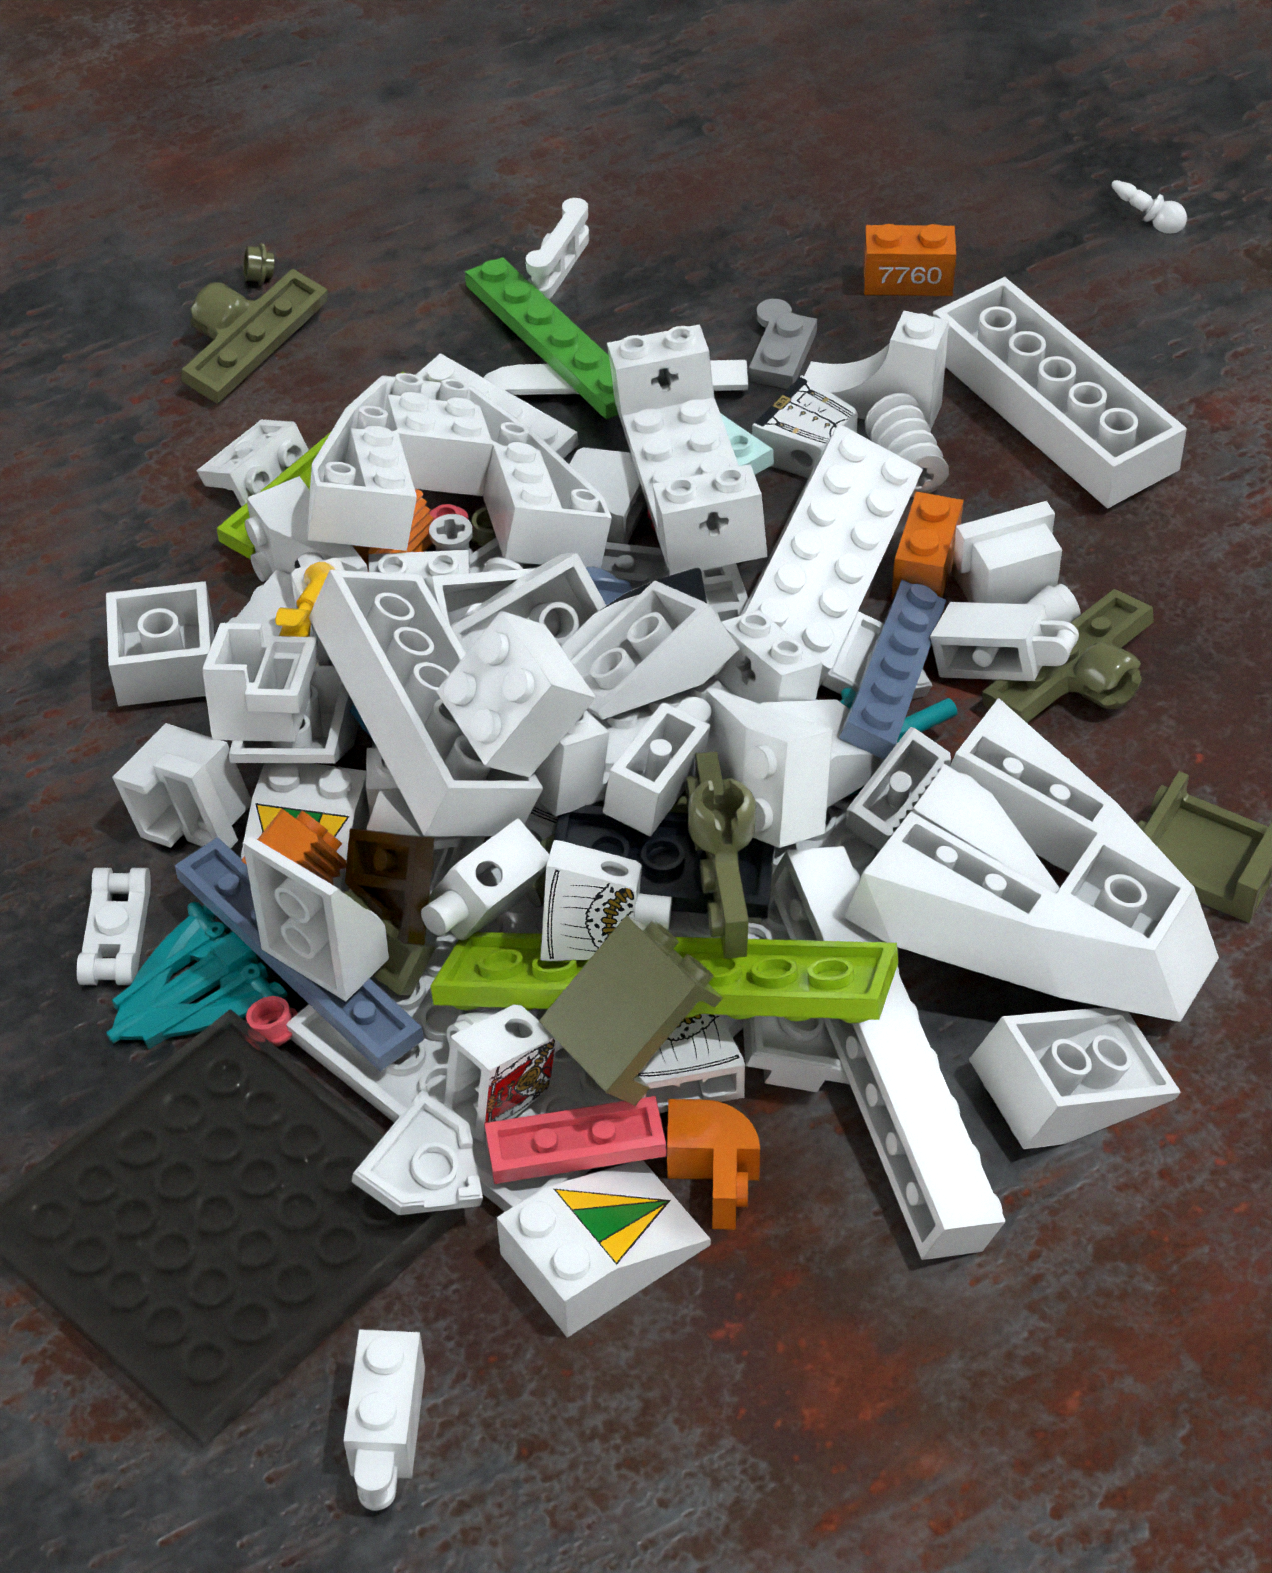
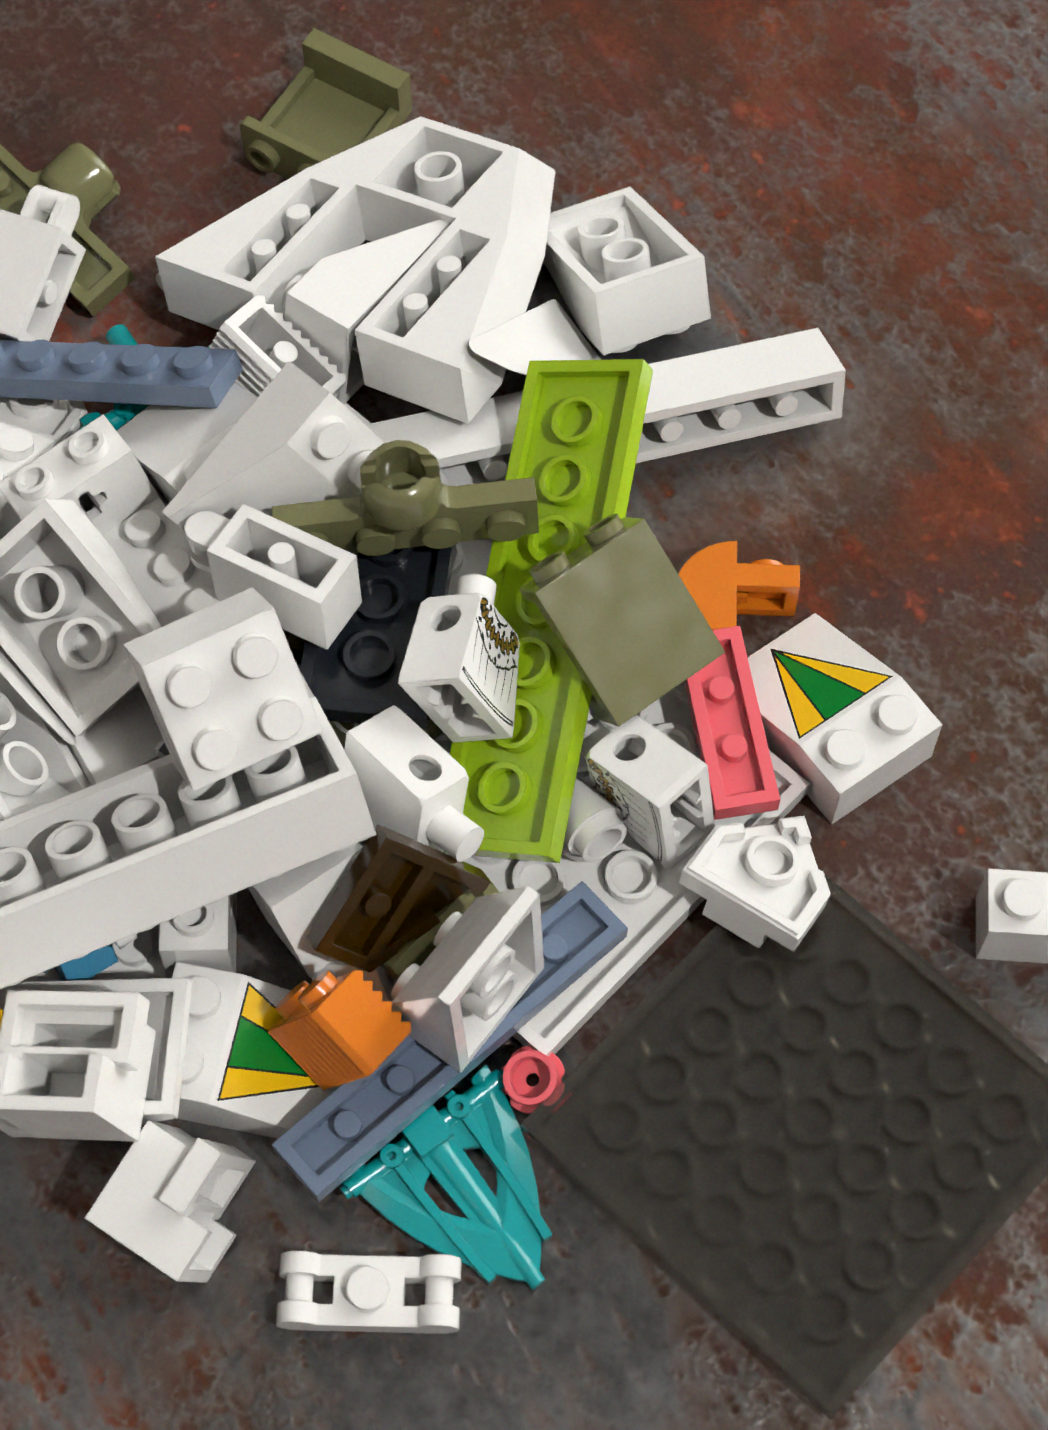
camera: 90 degrees left, 15 degrees up
(941, 978) = (534, 335): none -> white sticker

